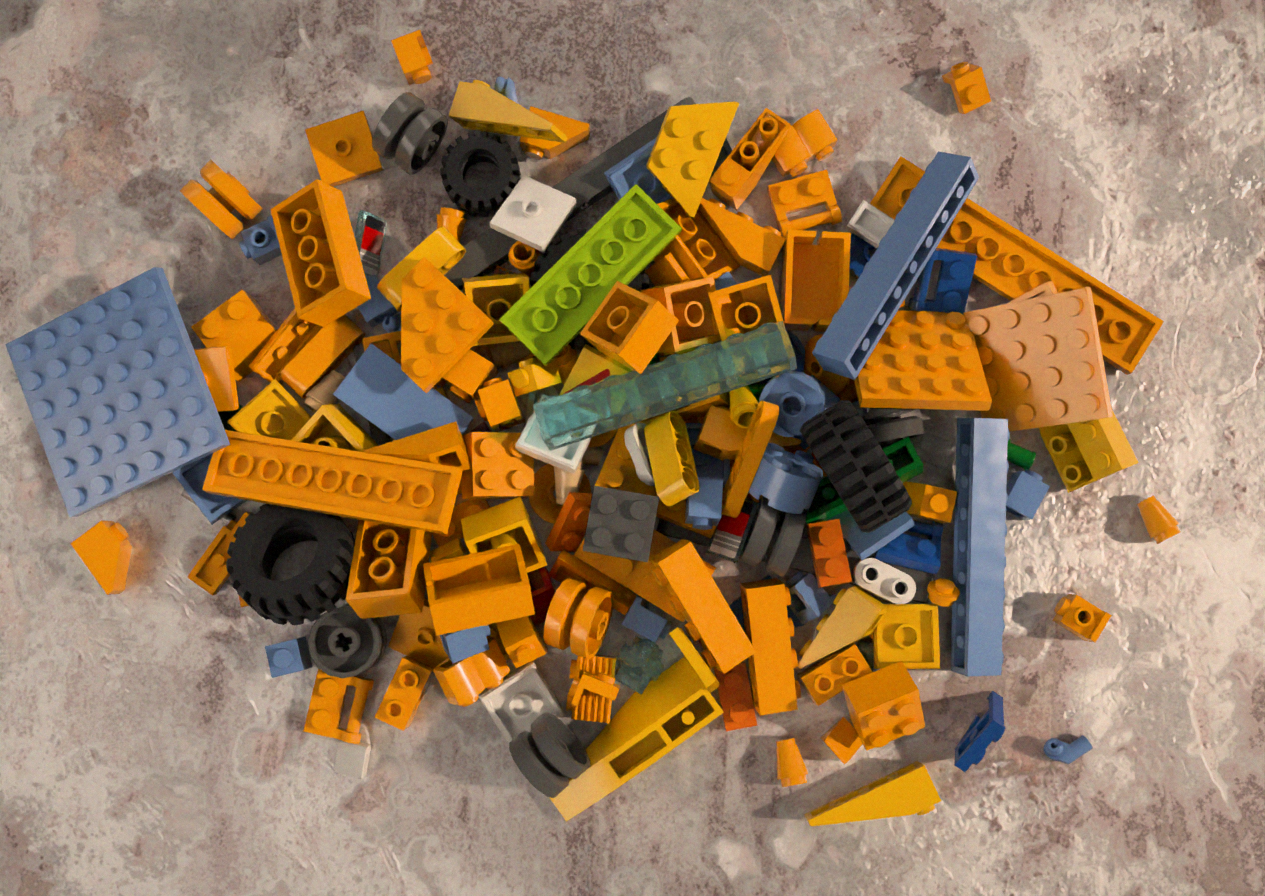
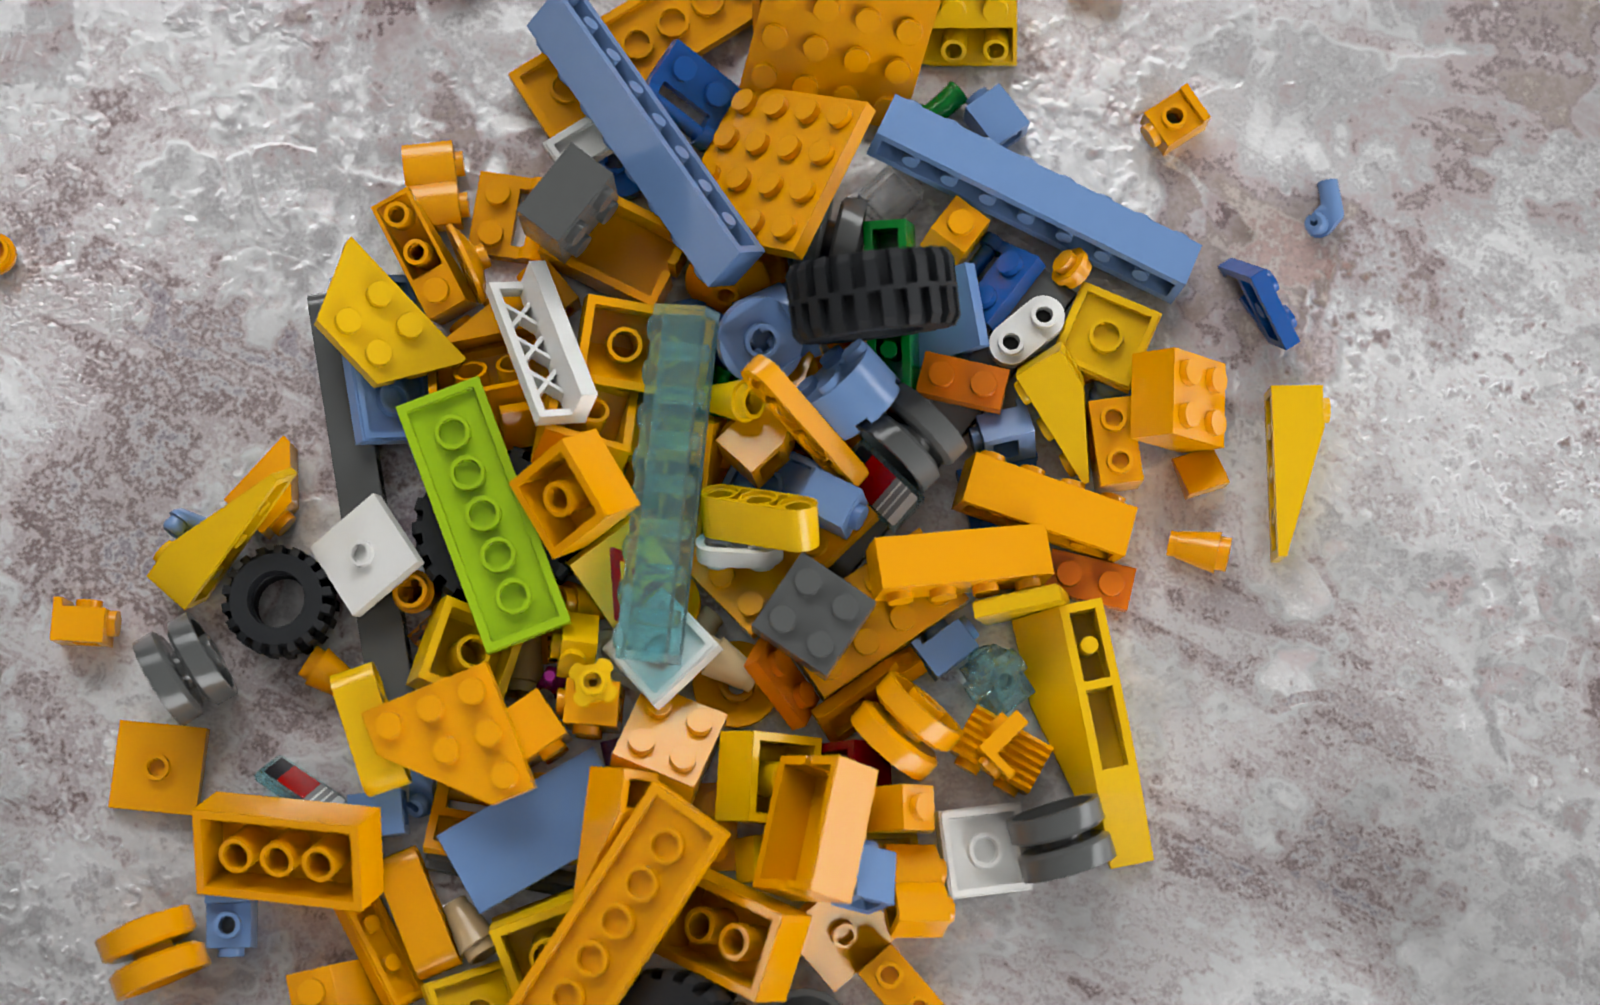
camera: 65 degrees left, 5 degrees down
(504, 368) = (550, 681): none -> magenta hand
(510, 407) = (602, 691): none -> yellow plate
(729, 268) = (554, 348): none -> white fence
(762, 190) = (472, 261): none -> light orange dish
(826, 233) = (569, 204): none -> dark grey brick

